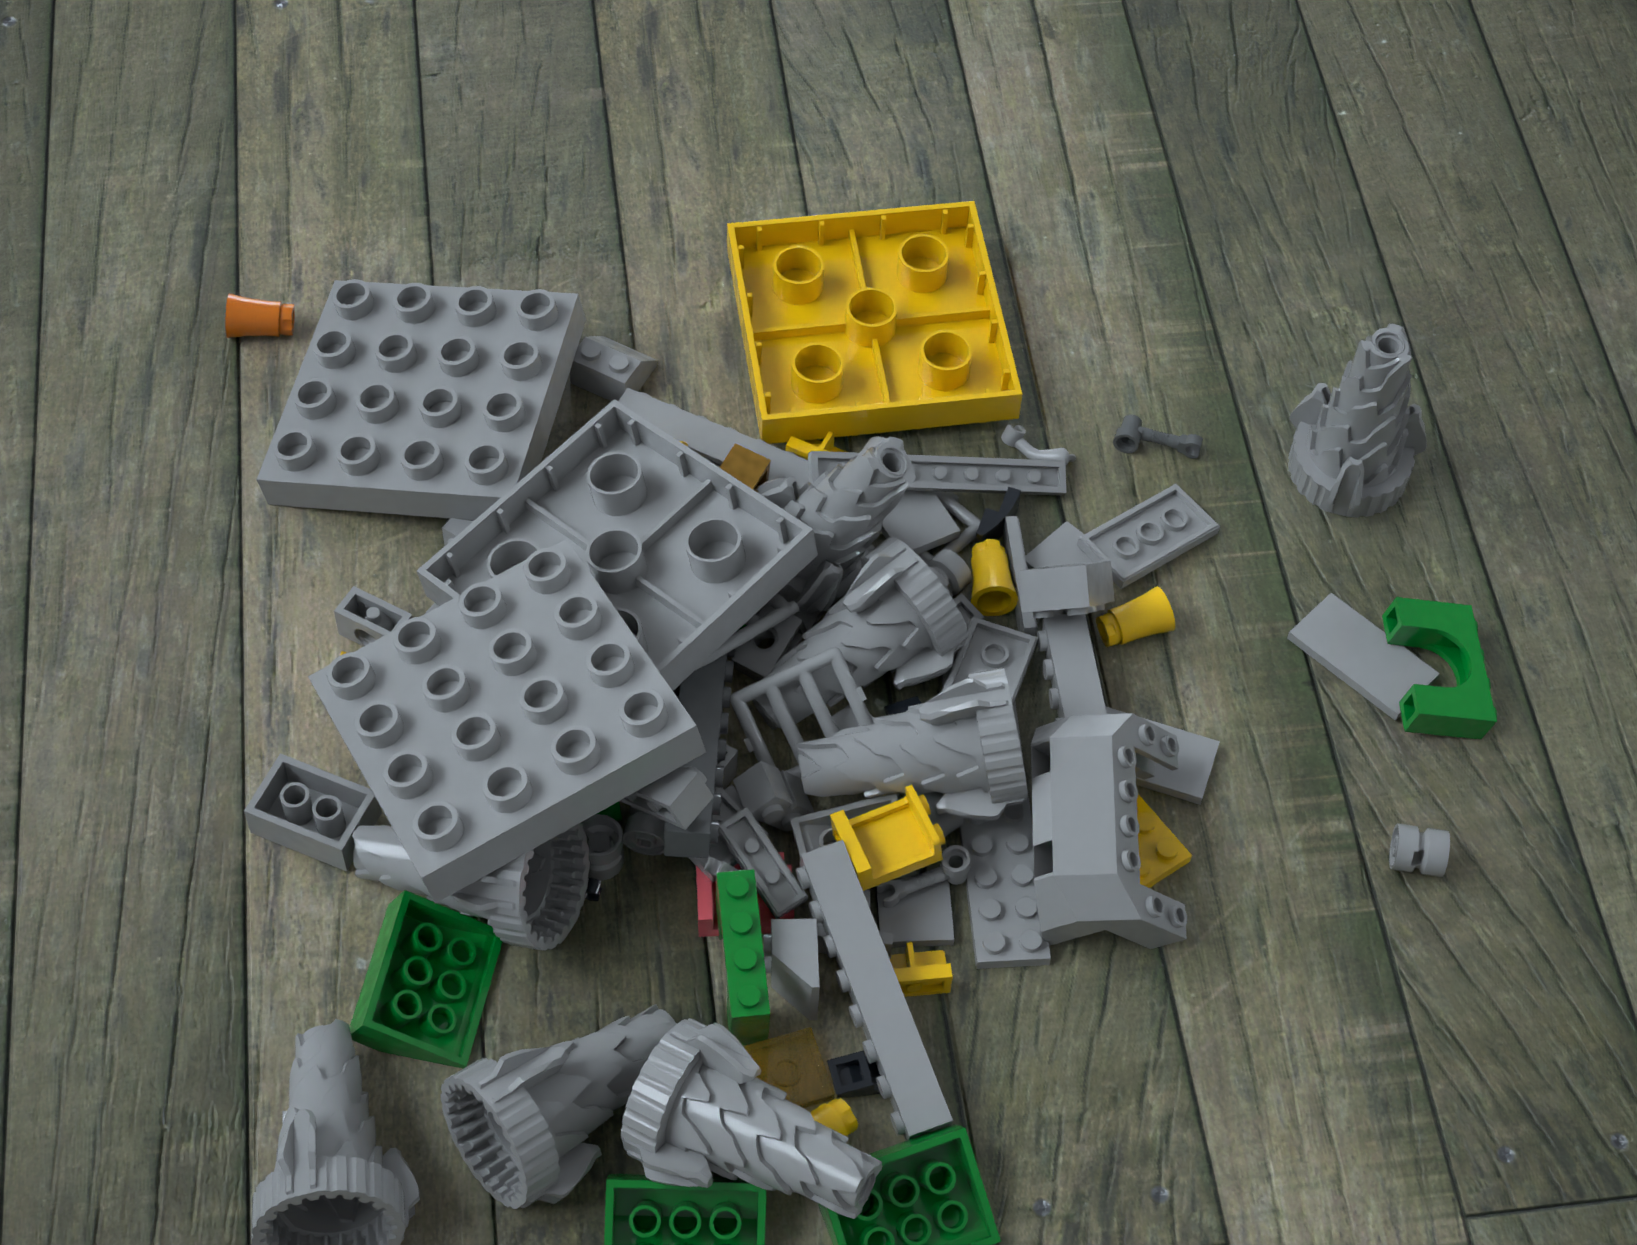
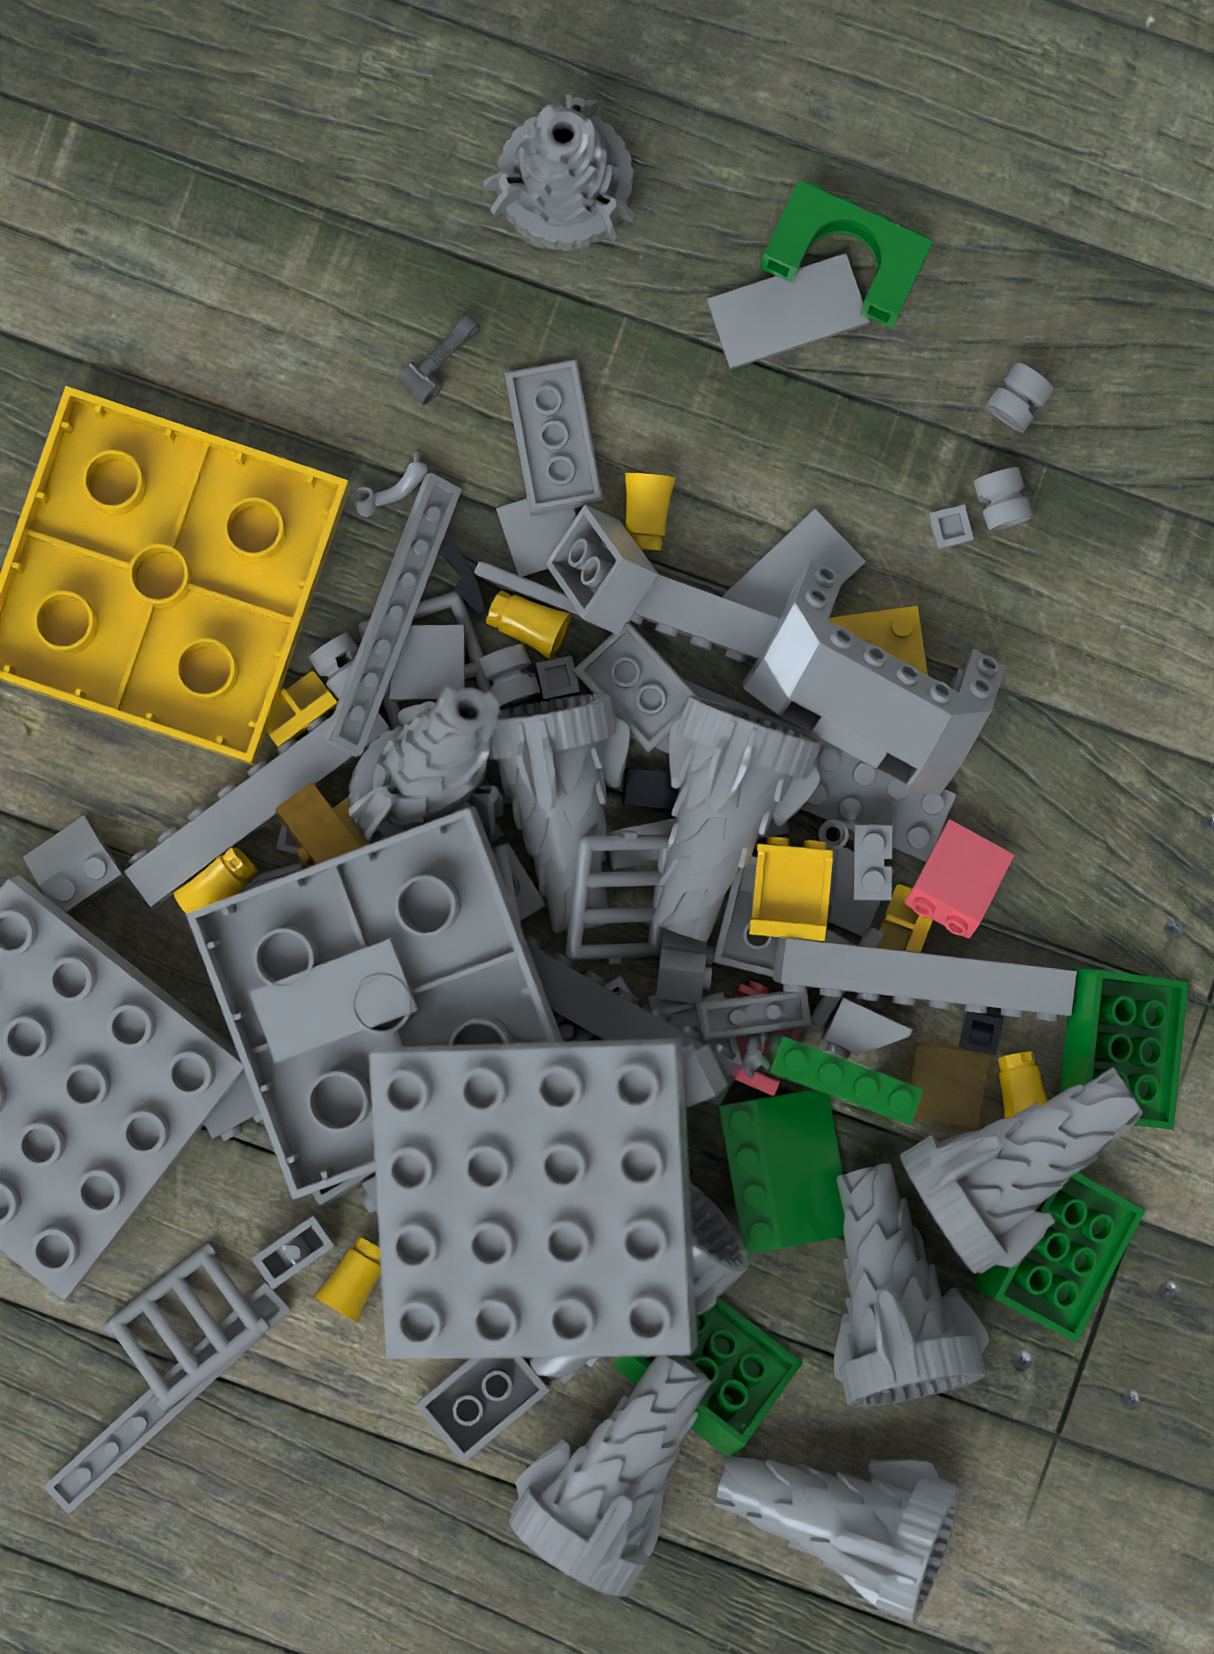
camera: 60 degrees left, 30 degrees up
(208, 594) = (144, 1418): none -> light grey plate
(251, 918) = (603, 1505): none -> light grey cone
(269, 606) = (225, 1350): none -> light grey bar
(579, 513) = (320, 1006): none -> light grey tile
(635, 958) = (783, 1169): none -> green slope
(934, 905) = (871, 847): none -> light grey piece
(977, 981) = (959, 879): none -> coral panel
(1274, 850) = (950, 527): none -> light grey plate
(1326, 876) = (1003, 499): none -> light grey wheel

